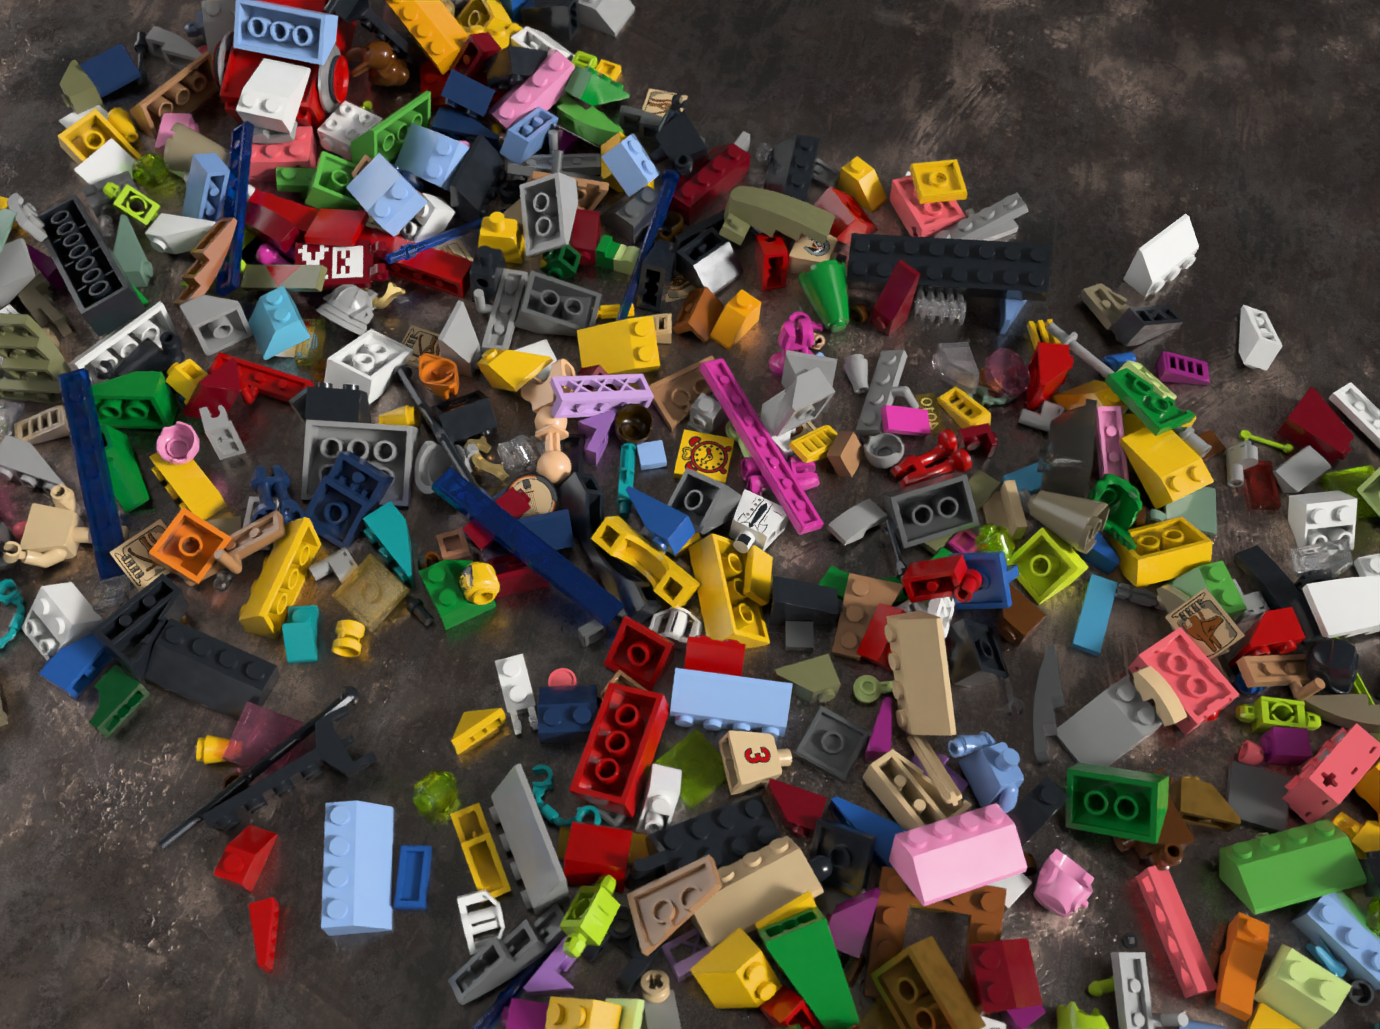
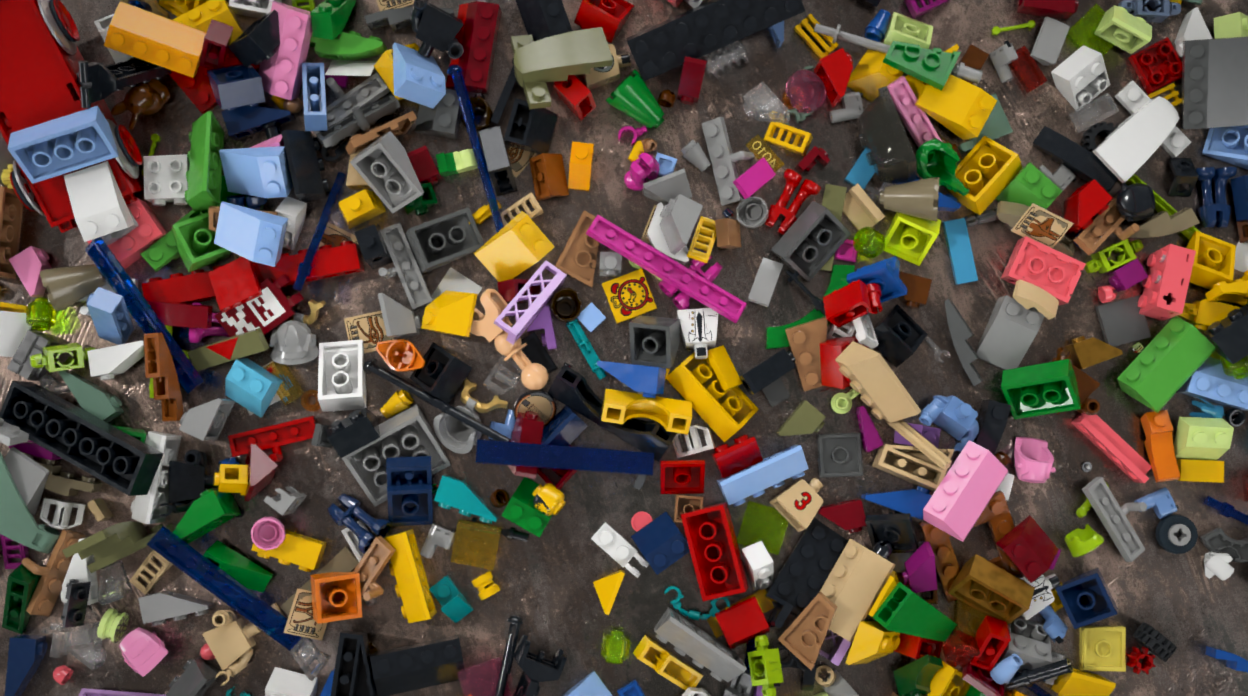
camera: 30 degrees left, 25 degrees up
(453, 544) = (502, 475): nougat tile -> none

